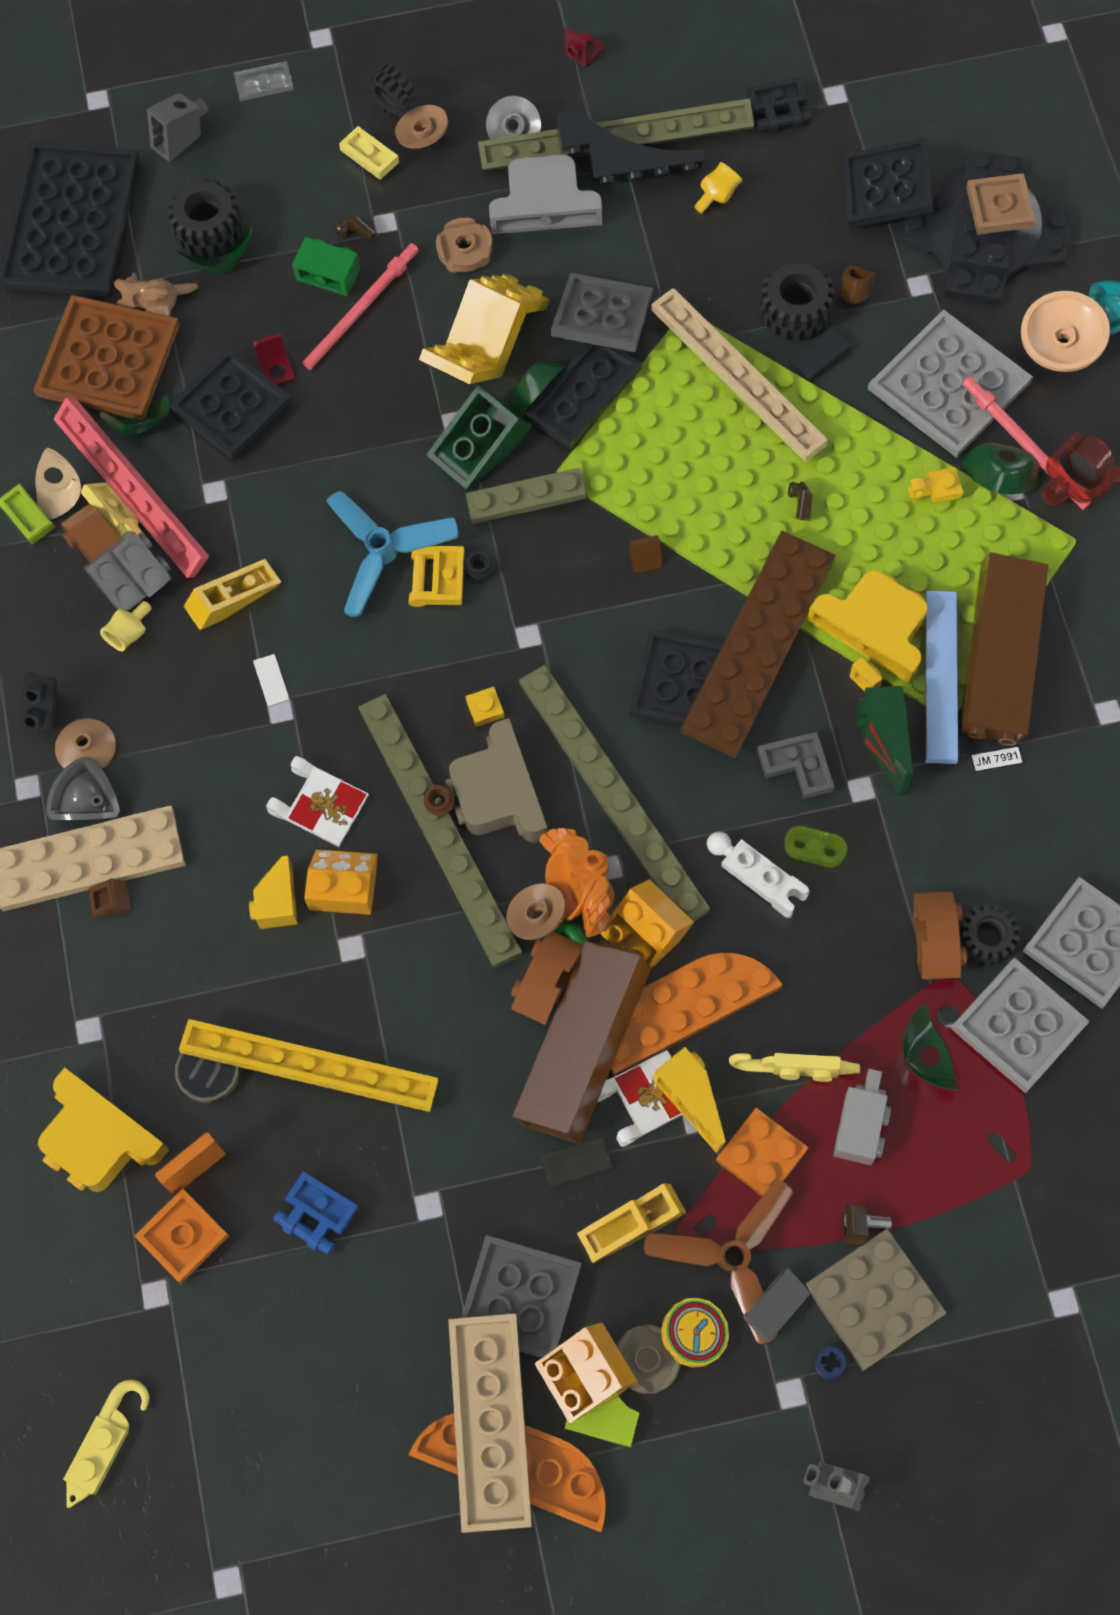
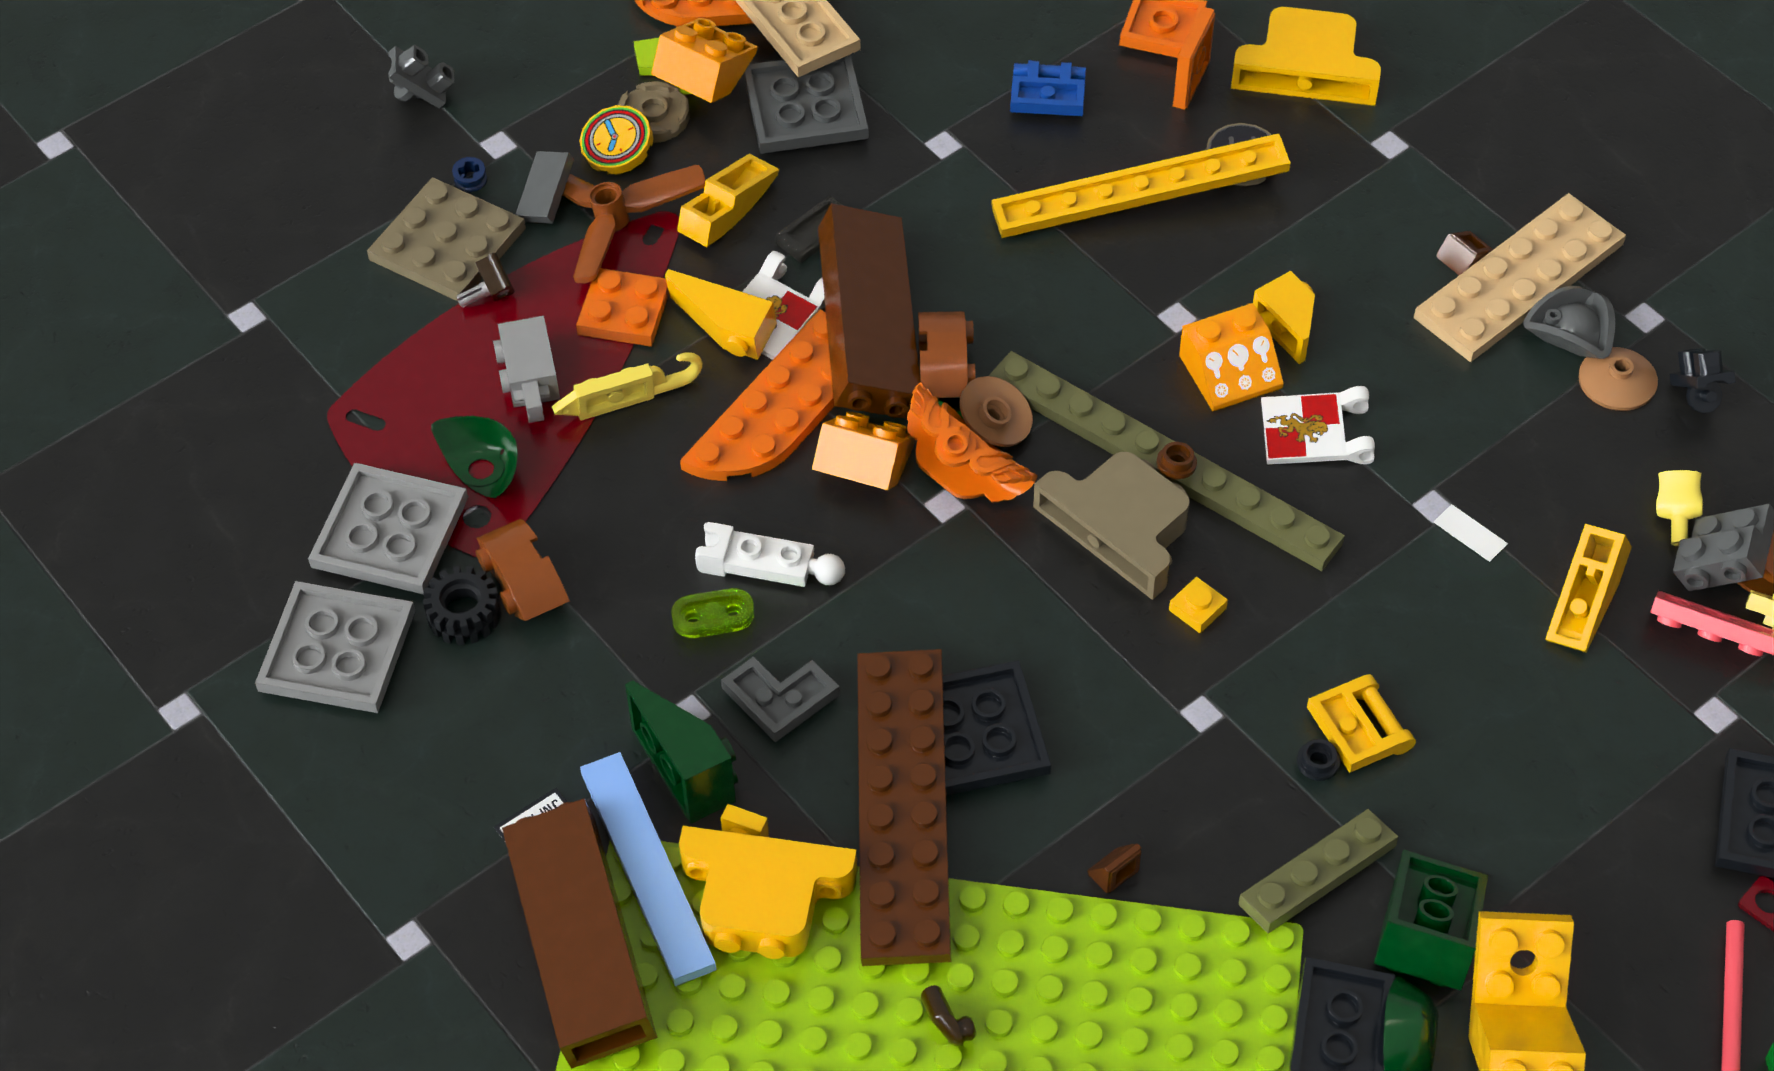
camera: 150 degrees right, 15 degrees down
(402, 540) = (1459, 721): dark azure piece -> none
(612, 792) = (990, 578): olive plate -> none

